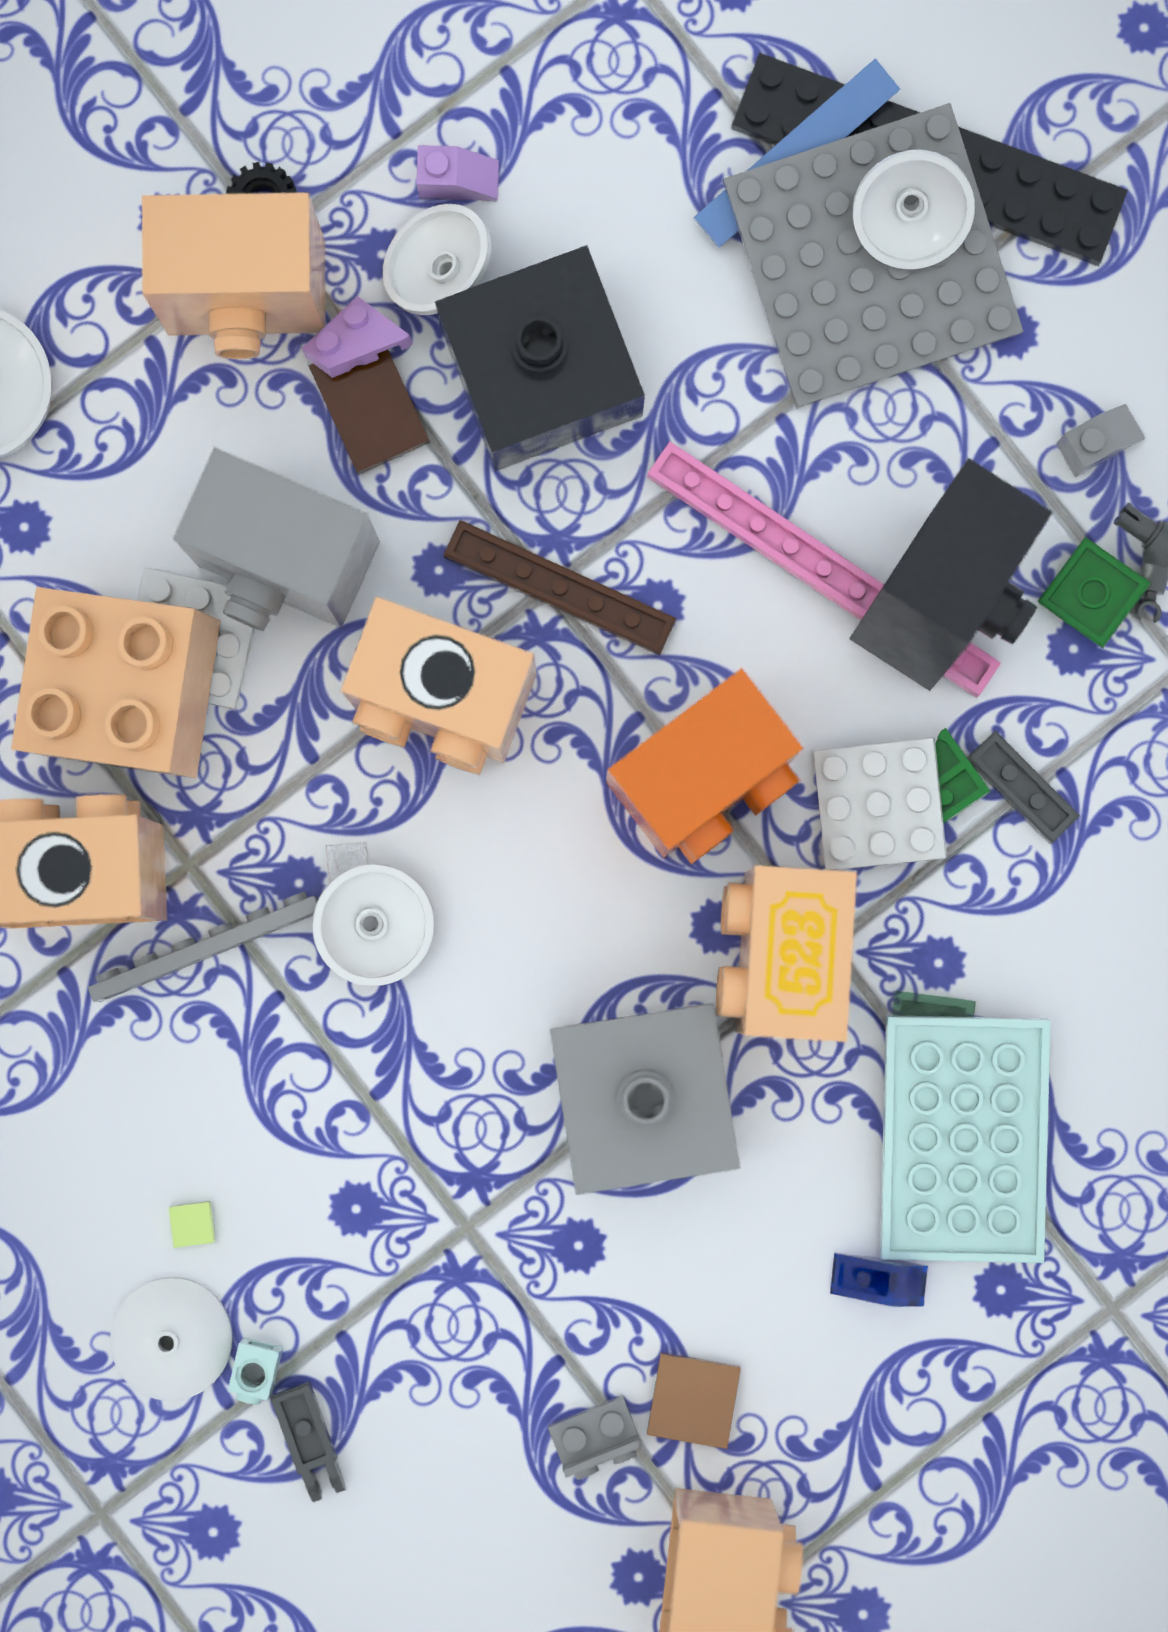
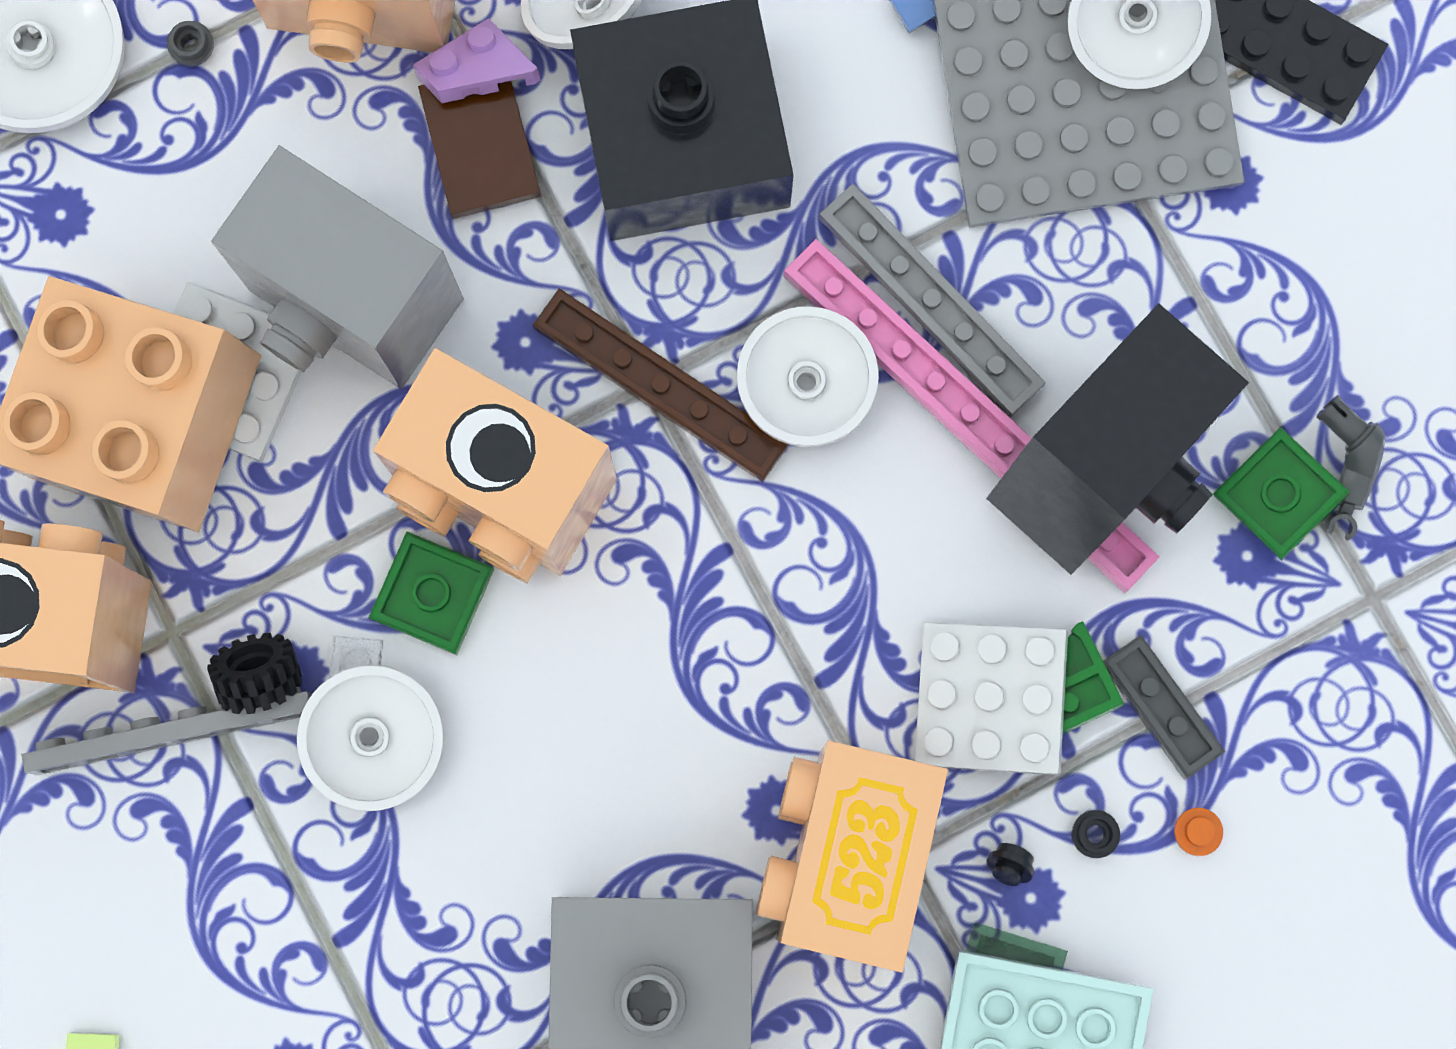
camera: 10 degrees right, 5 degrees down
(103, 349) = (187, 31): none -> dark grey plate
(267, 888) = (255, 673): none -> black tyre
(399, 795) = (431, 593): none -> green tile
(687, 533) = (812, 345): none -> white dish
(703, 765) = (790, 614): orange brick -> none
(775, 477) = (931, 300): none -> light grey plate
(918, 938) = (1011, 864): none -> black plate
(996, 901) = (1110, 830): none -> black plate
(1068, 885) = (1198, 831): none -> orange plate
(1099, 439) = (1313, 319): light grey slope -> none

